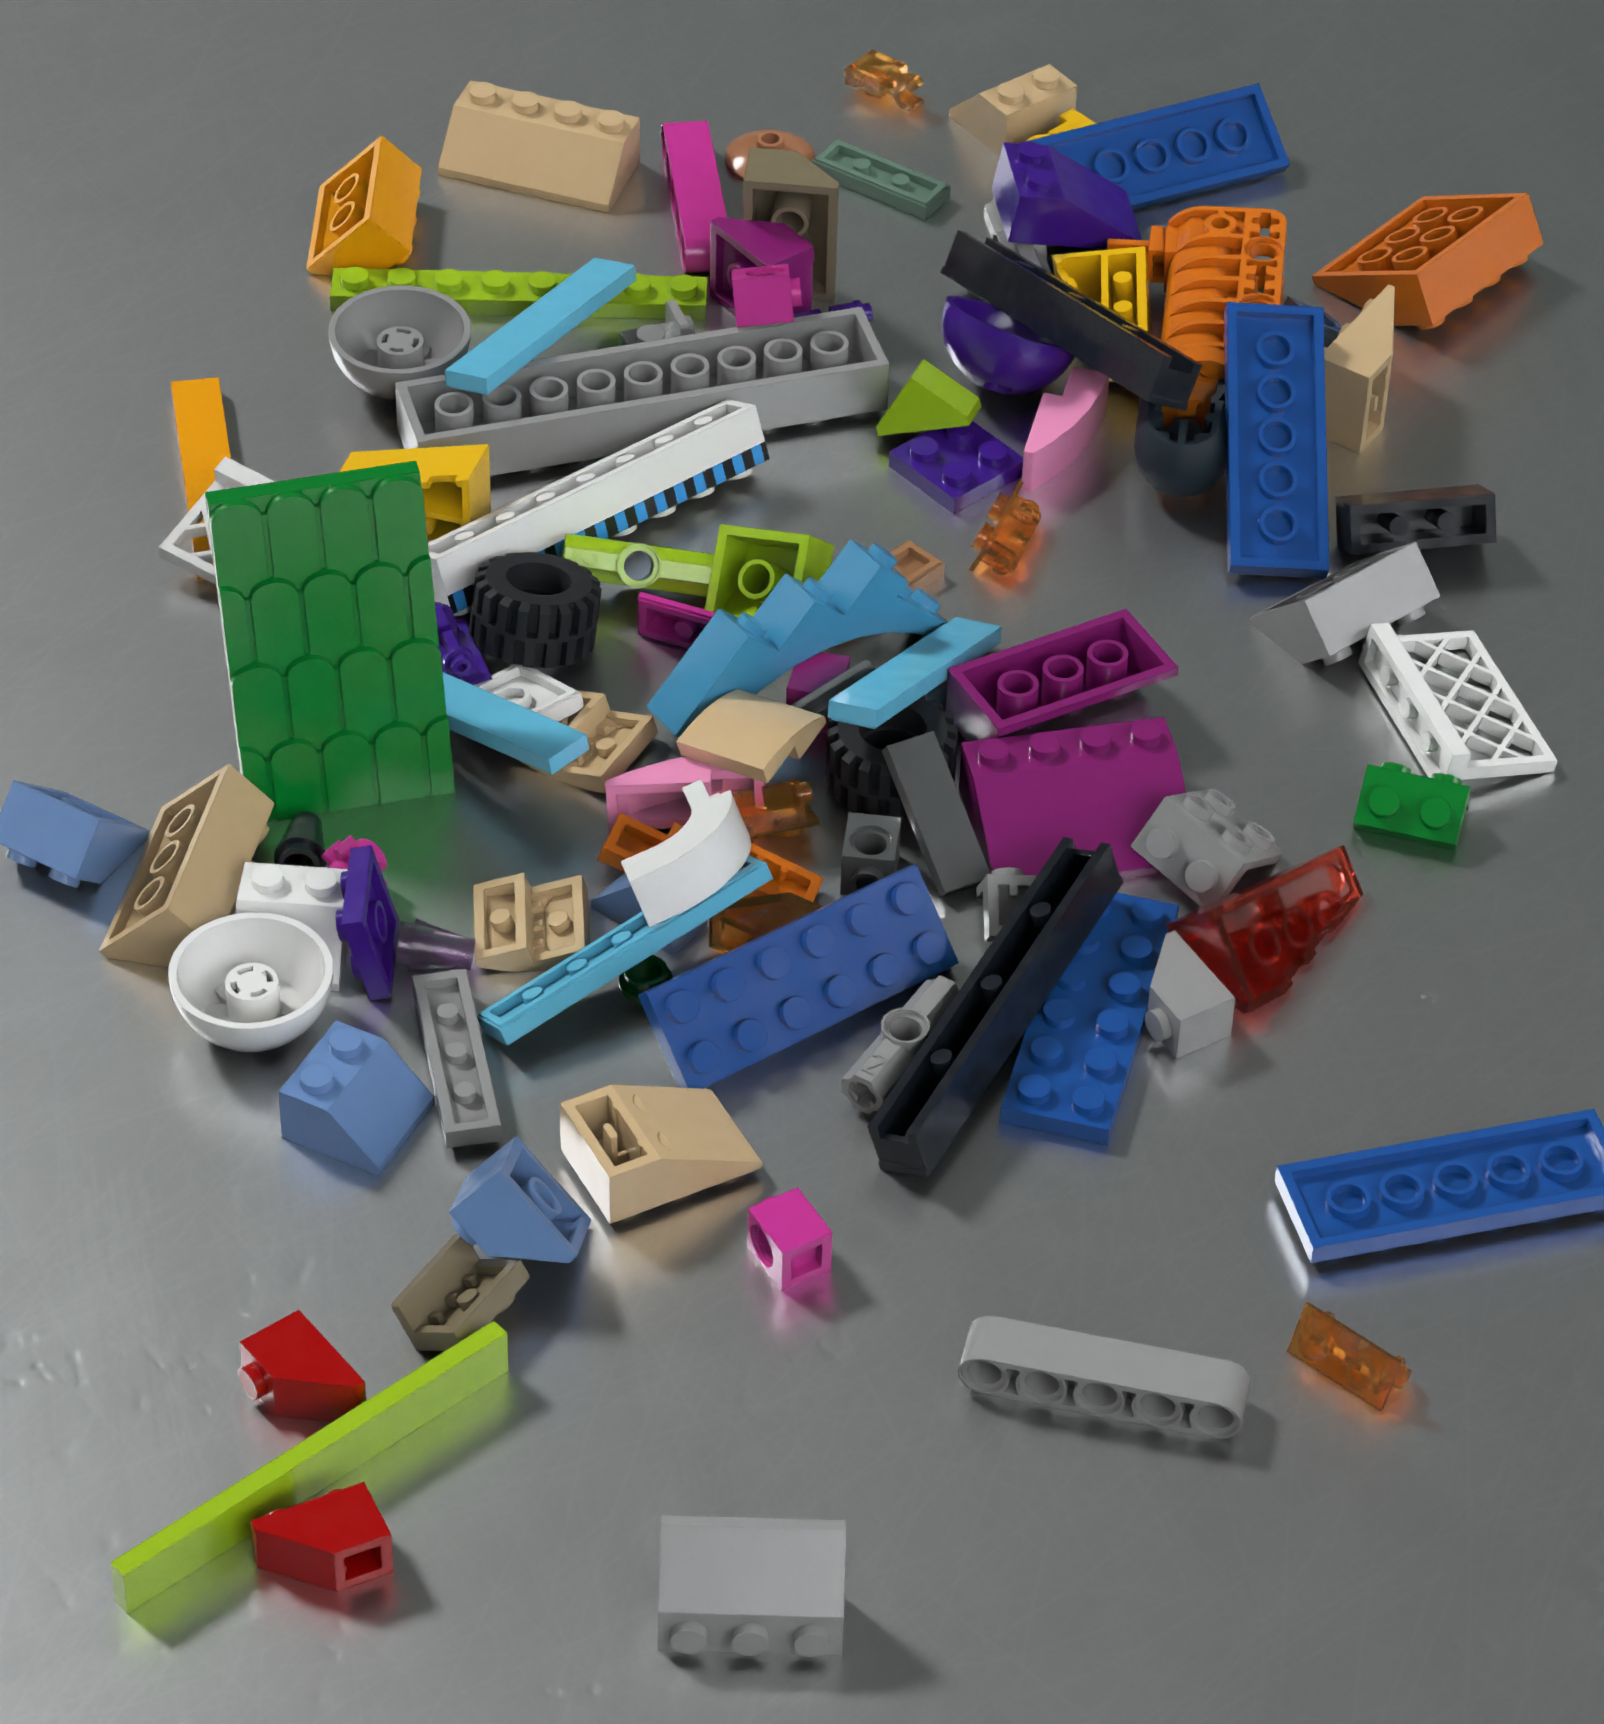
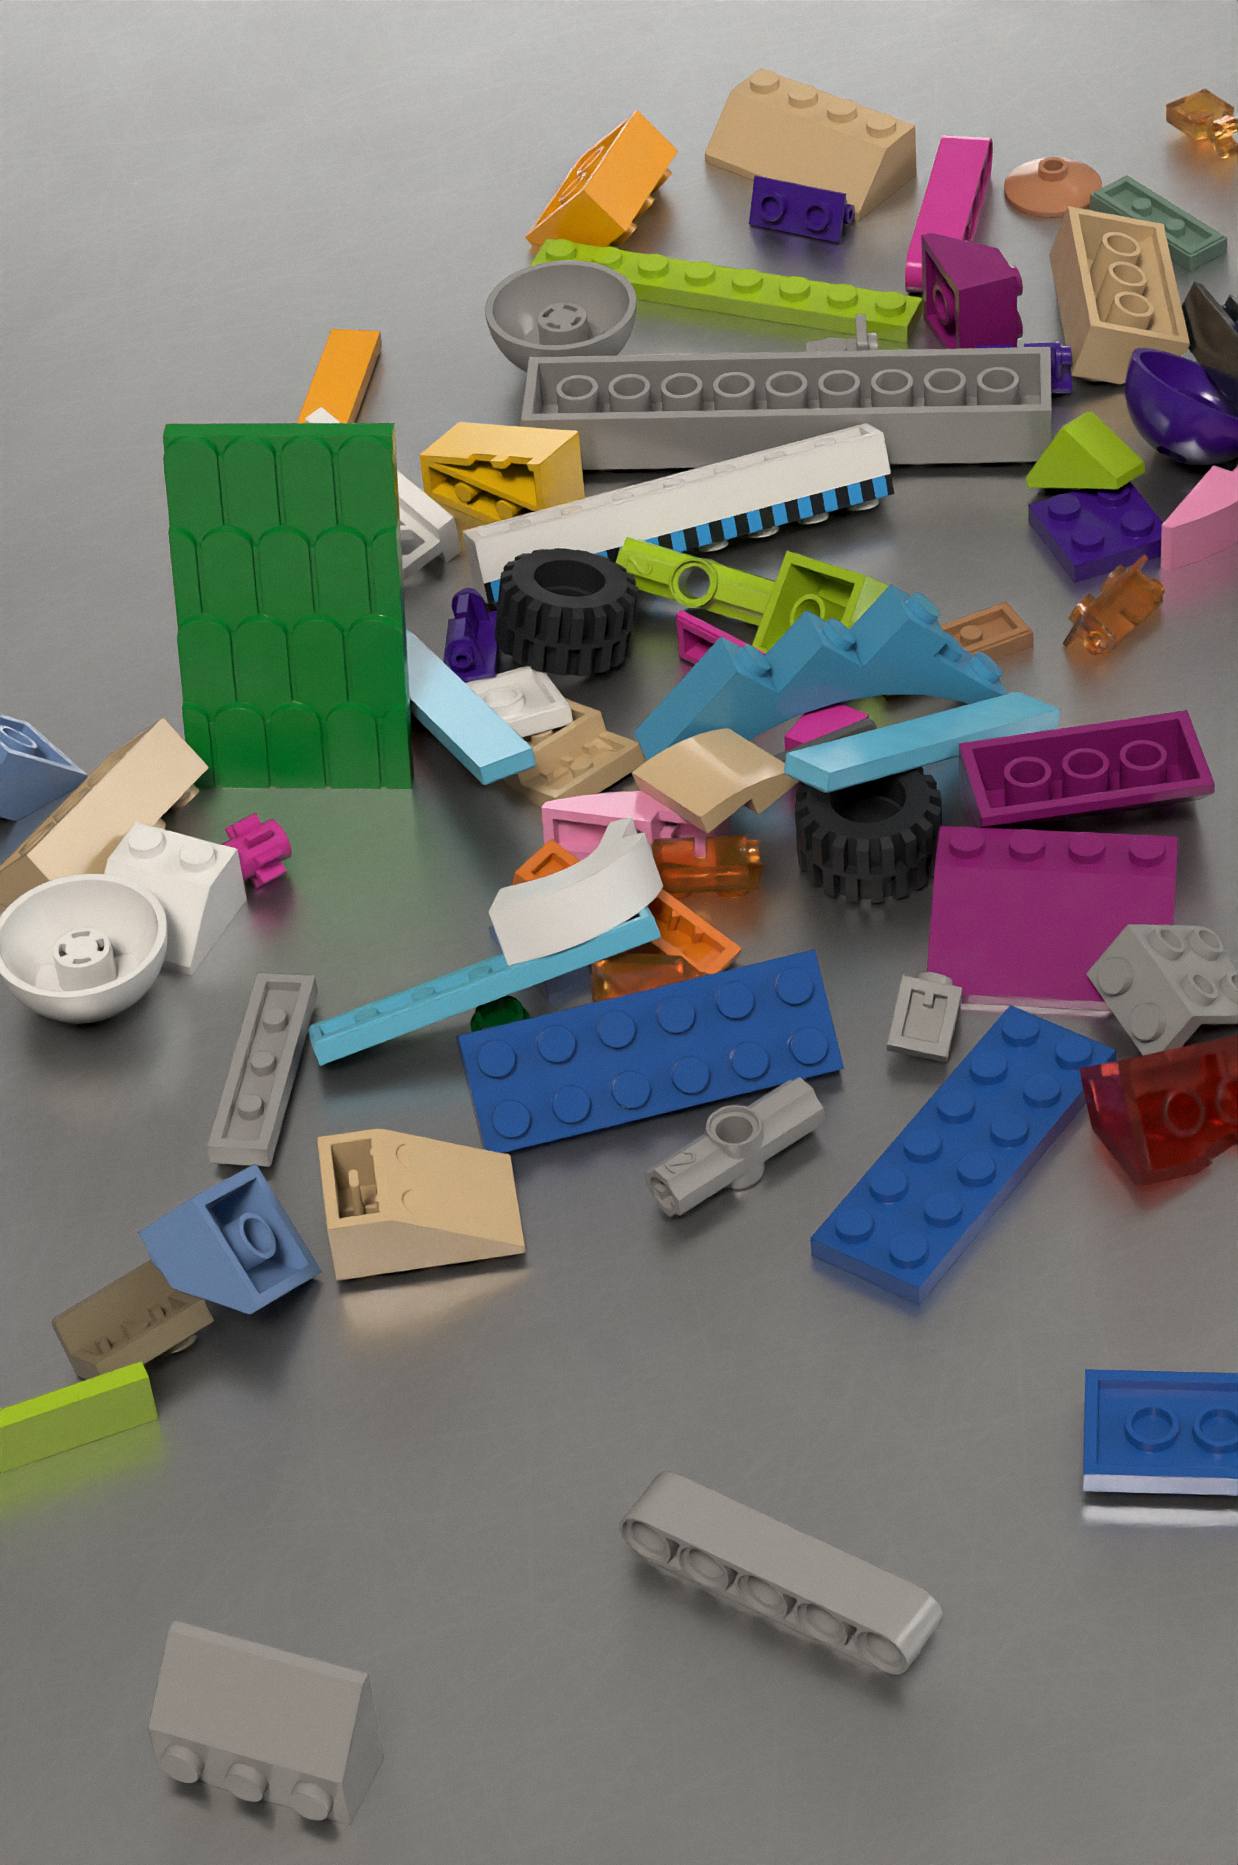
camera: 25 degrees right, 0 degrees up
(302, 842) = (218, 812): black cone -> none
(353, 1099) = (133, 1091): medium blue slope -> none
(368, 923) = (231, 908): dark purple plate -> none
(429, 947) = (295, 947): clear purple cone -> none
(527, 925) = (411, 939): tan slope -> none
(539, 326) = (705, 321): medium azure tile -> none
(555, 209) = (799, 209): none -> dark purple hinge
(765, 295) = (944, 319): dark pink brick -> none
(789, 1239) = (508, 1338): dark pink brick -> none
(796, 192) = (1011, 213): dark tan slope -> none
(869, 850) = (800, 922): dark grey brick -> none
(893, 255) = (1115, 292): none -> tan slope
(936, 813) = (879, 897): dark grey tile -> none
(993, 1008) = (844, 1124): black tile -> none
(1187, 1001) = (1069, 1159): light grey slope -> none
(1347, 1357) = (1065, 1606): clear orange hinge -> none

